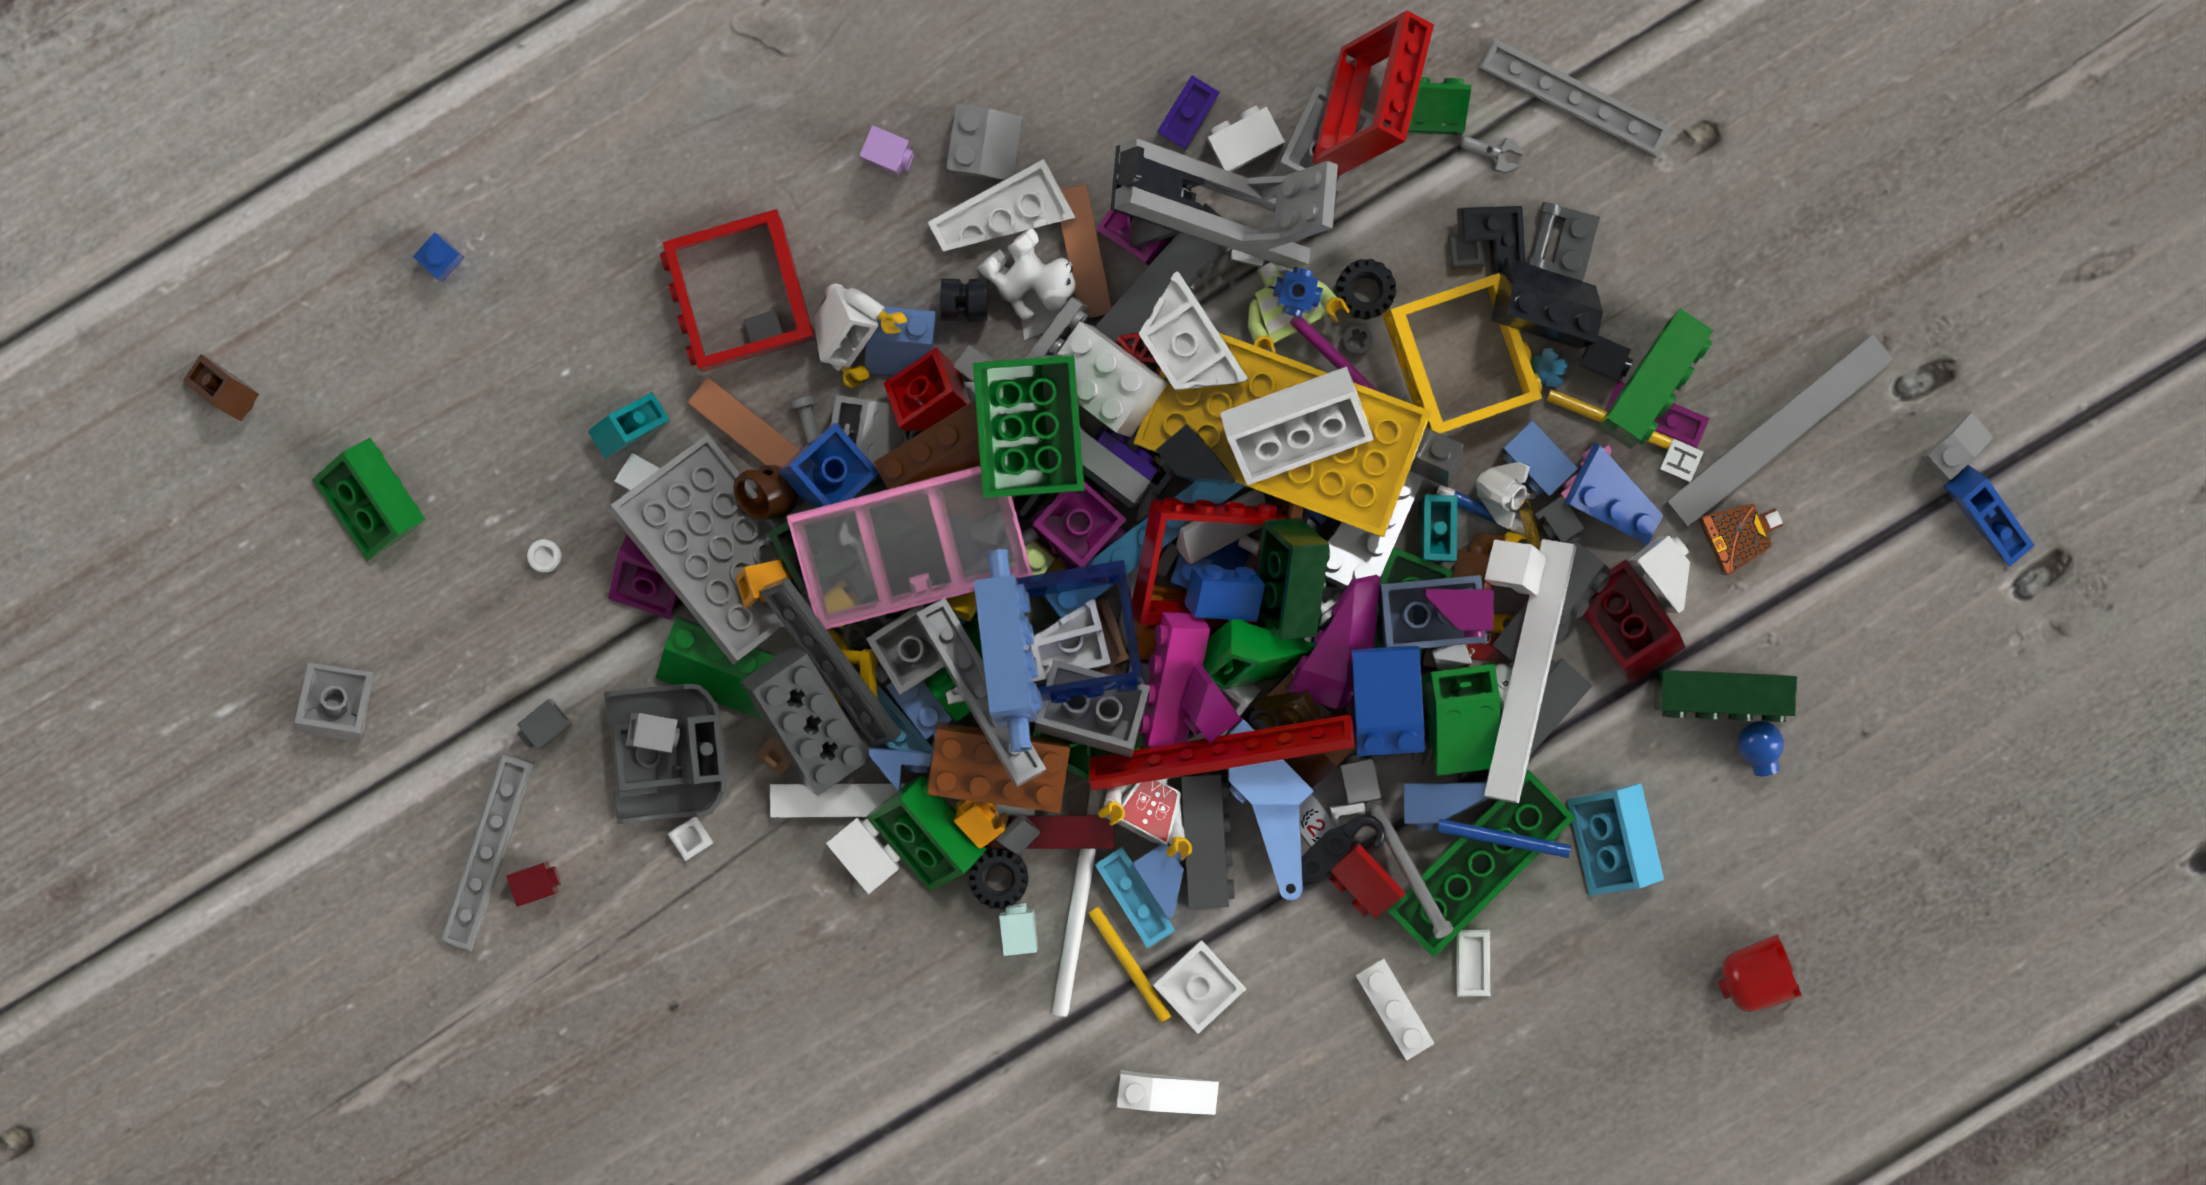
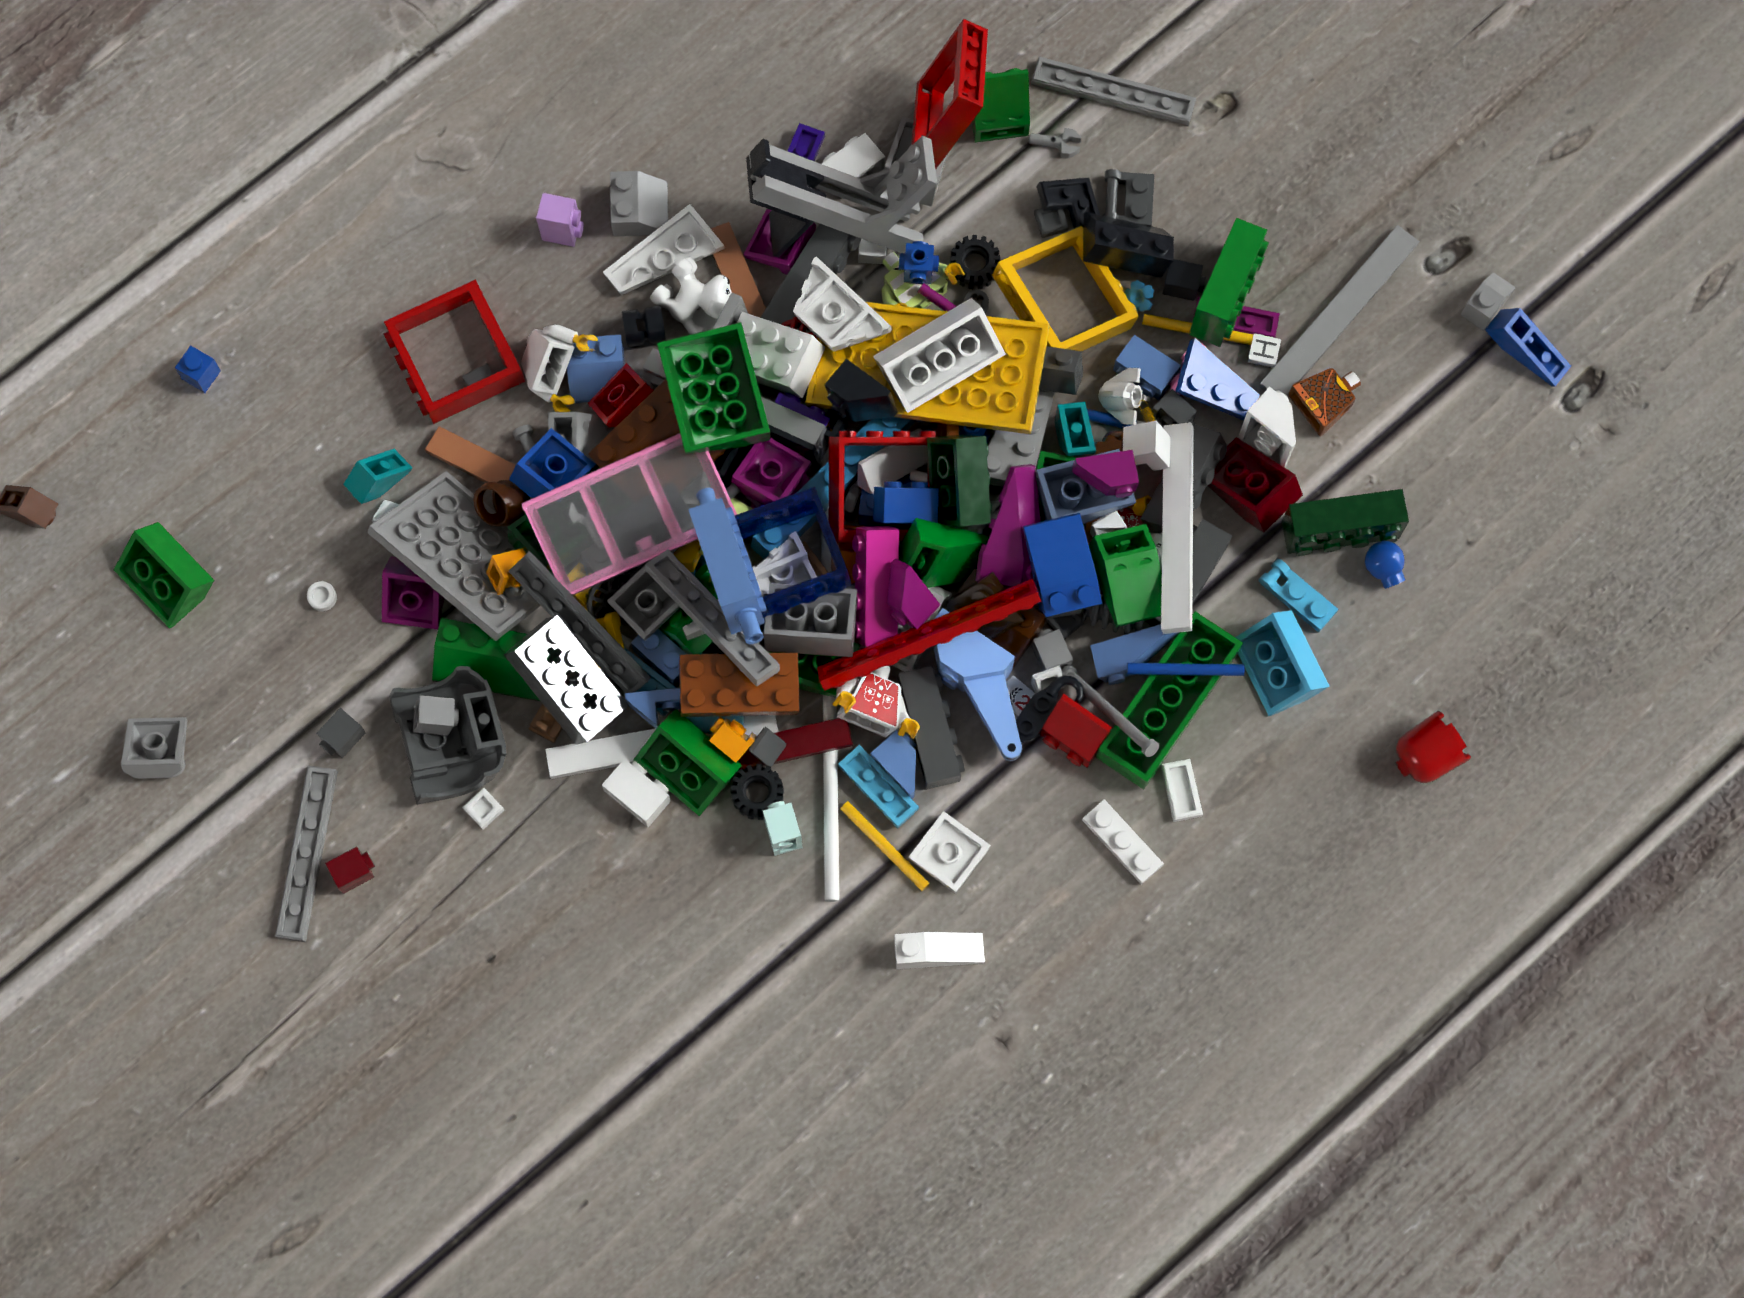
camera: 10 degrees left, 15 degrees down
(1655, 763) = (1298, 595): none -> medium azure plate

